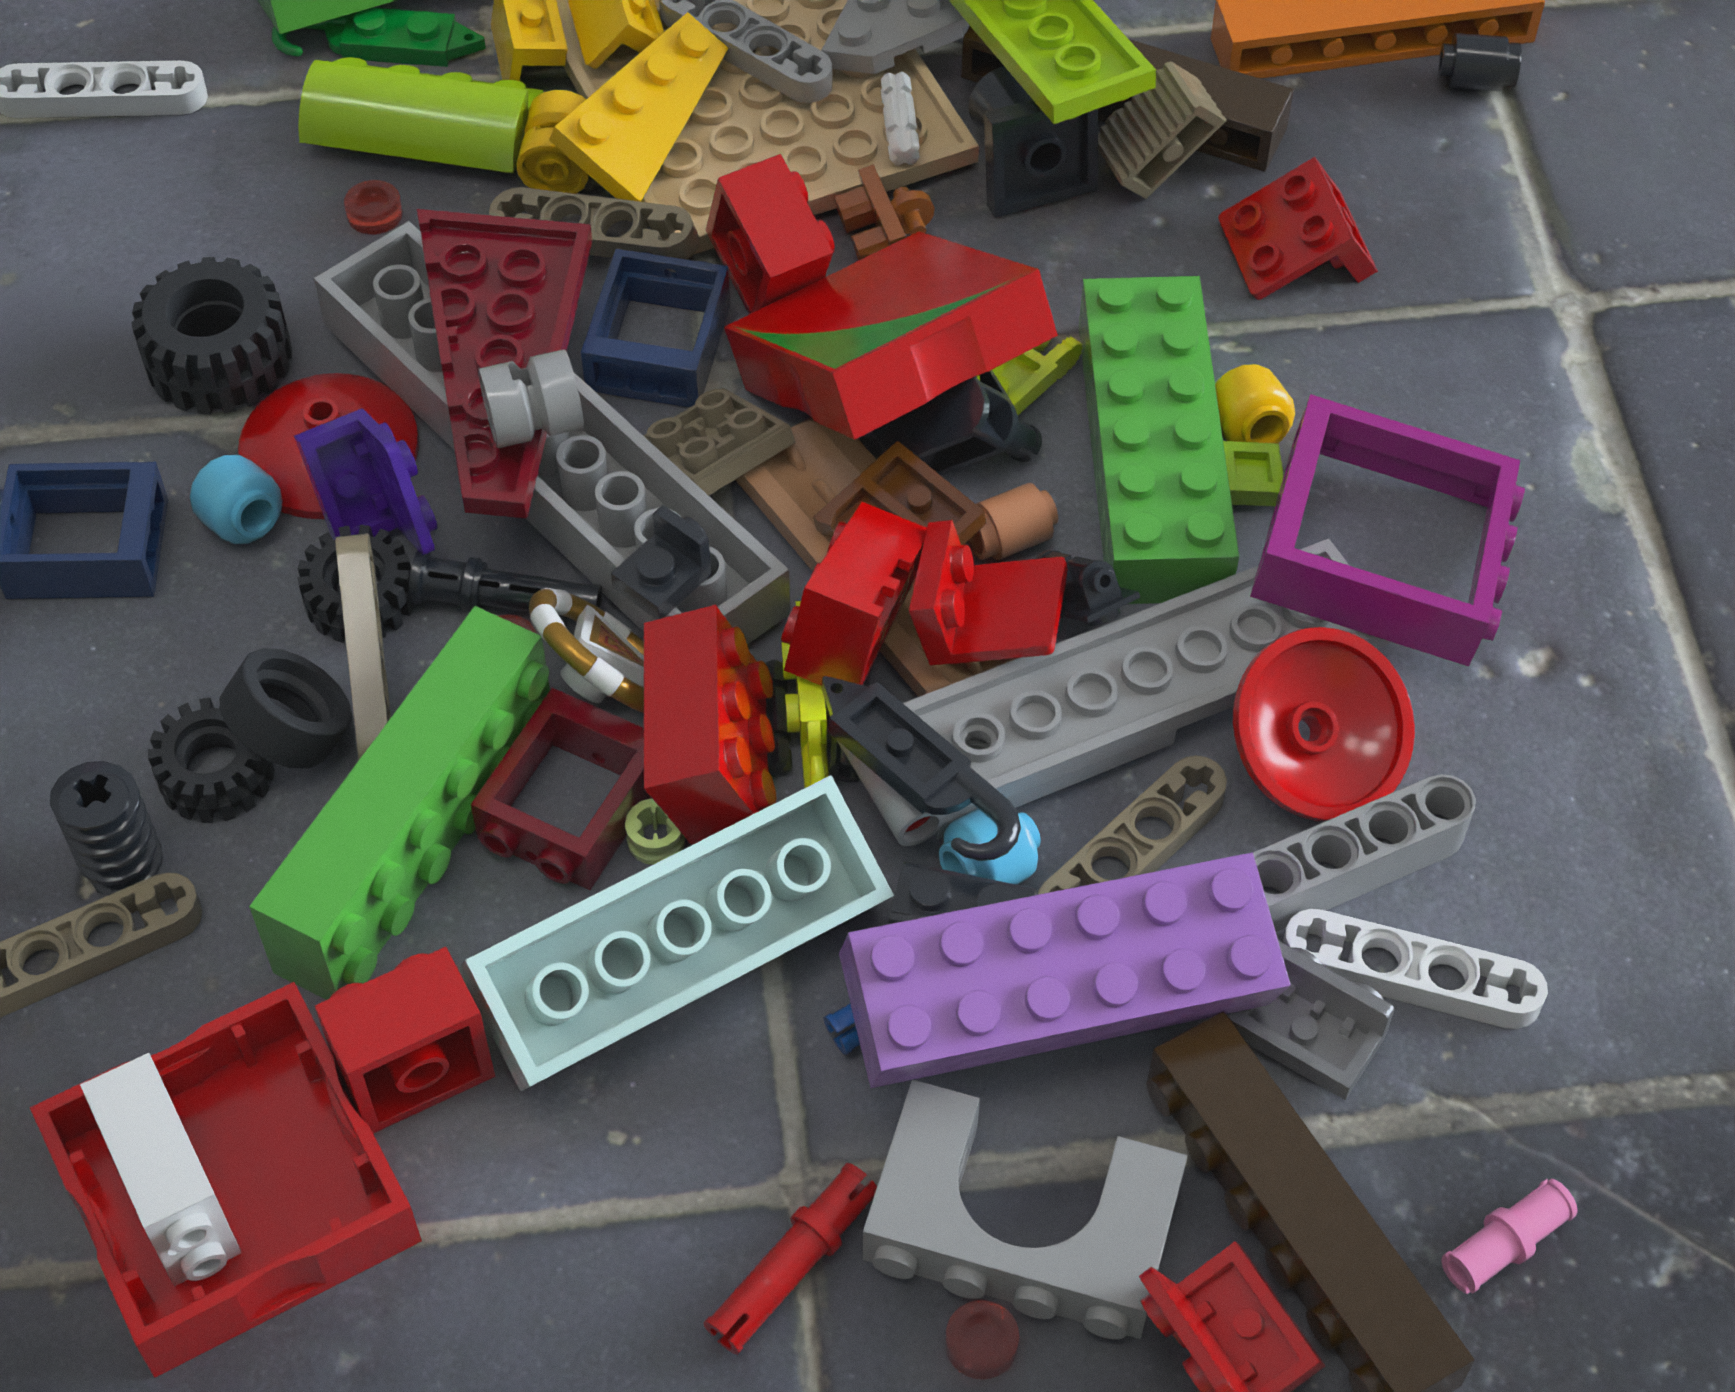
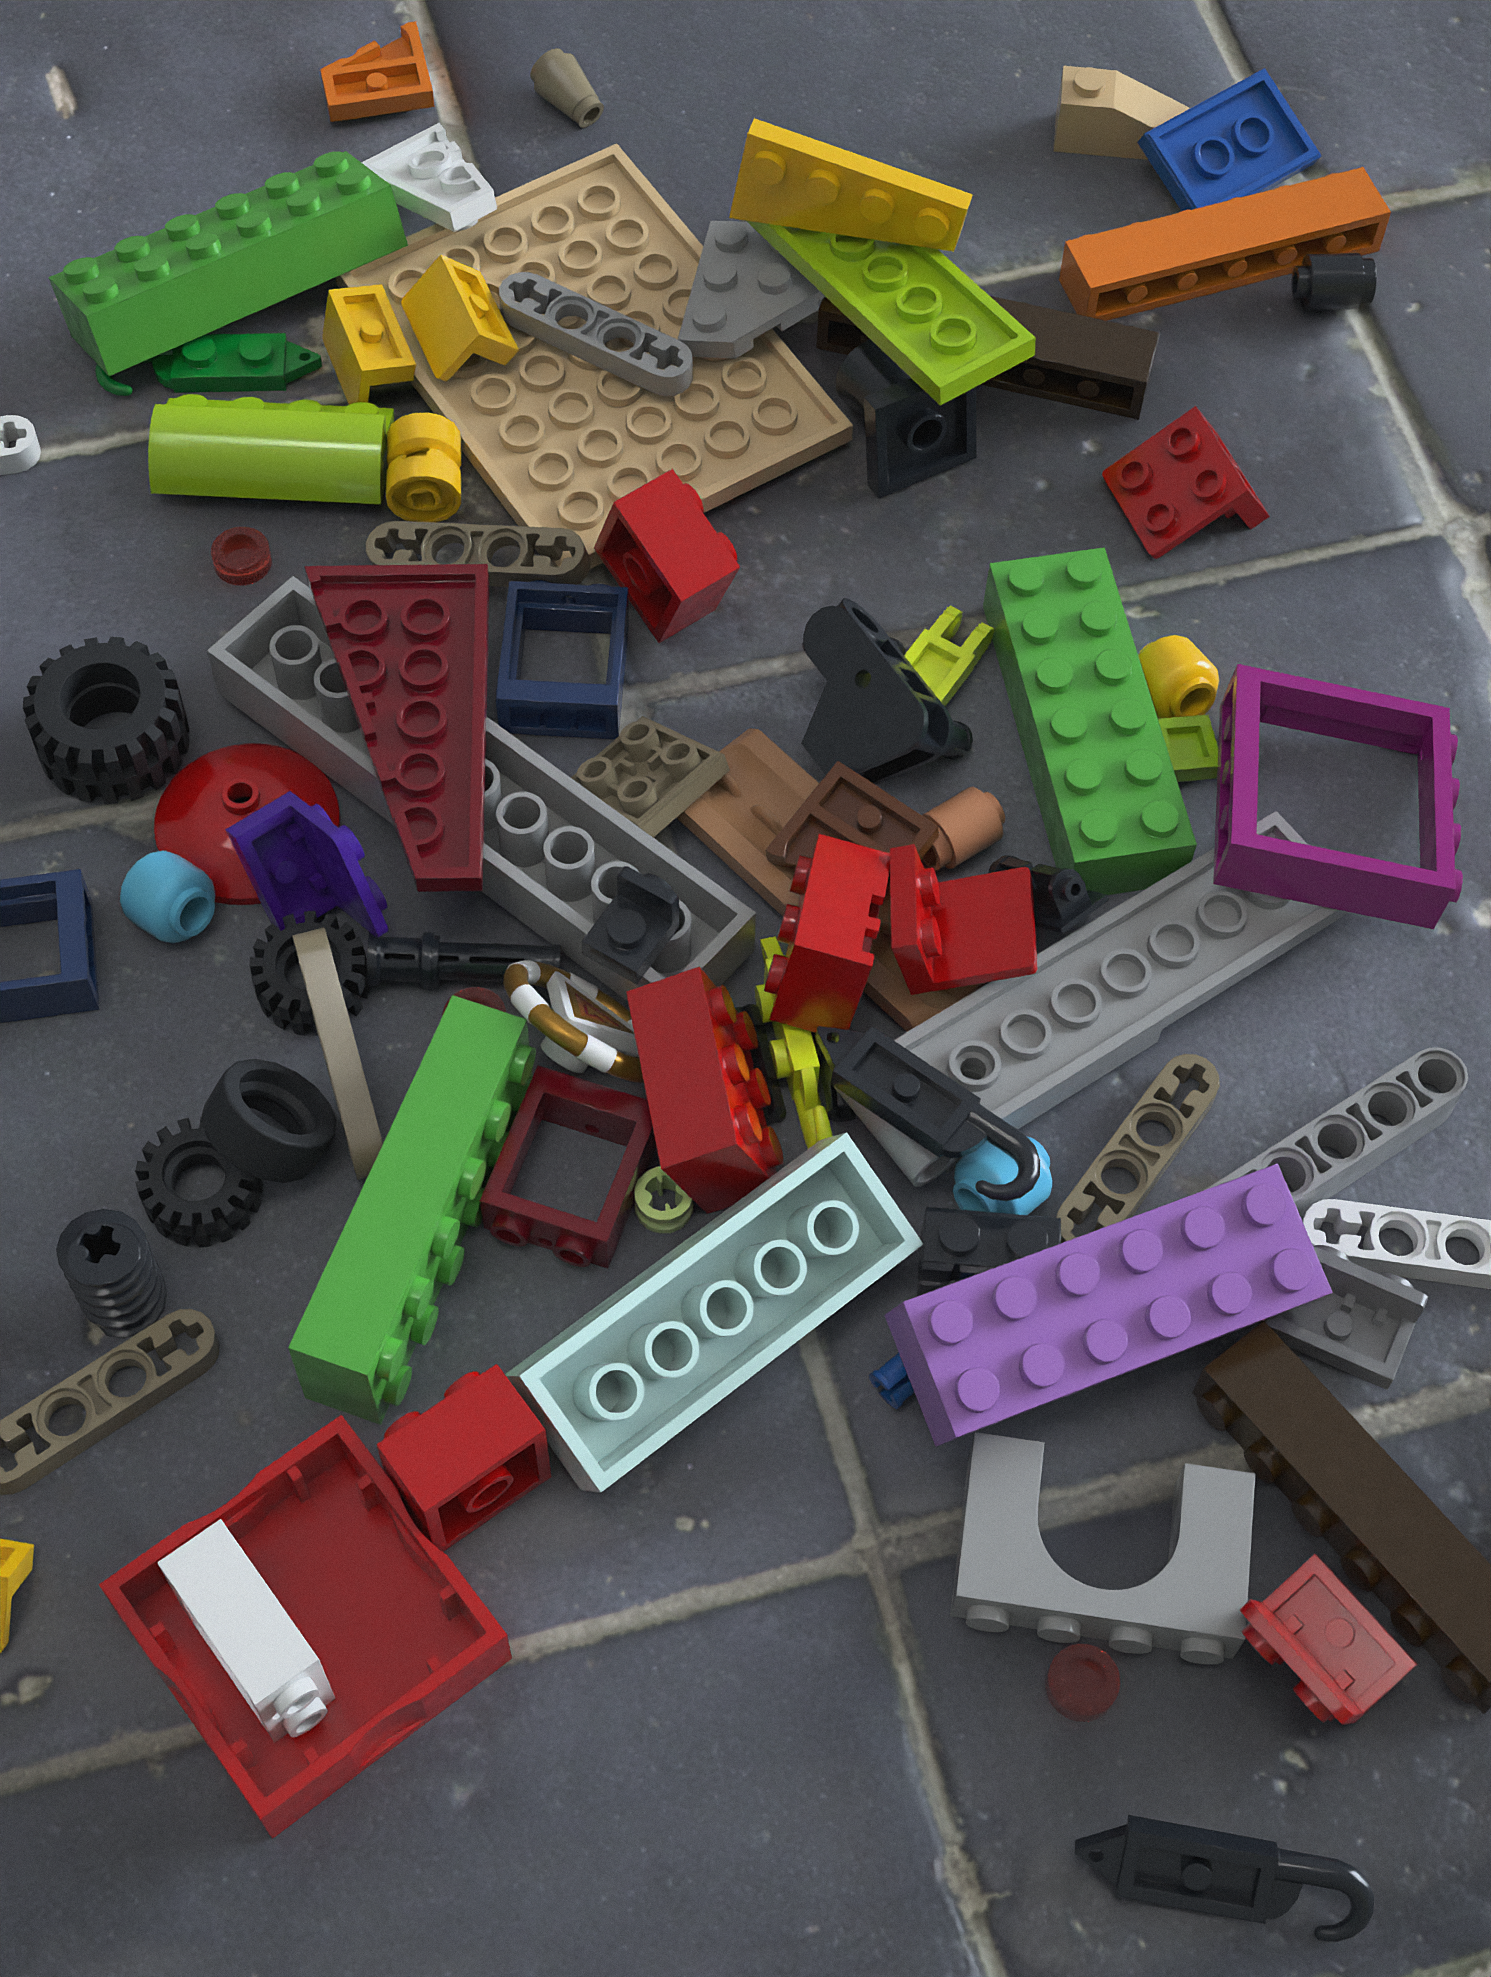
camera: 10 degrees left, 5 degrees up
(531, 398) = (471, 767): light grey wheel -> none
(639, 113) = (506, 428): yellow wing -> none
(813, 1234) = (899, 1603): red pin -> none
(891, 332) = (811, 645): red tile -> none
(892, 219) = (779, 537): dark orange hips -> none
(900, 118) = (770, 405): white axle -> none
(1158, 130) = (1036, 395): dark tan brick -> none
(1354, 715) = (1333, 1004): red dish -> none

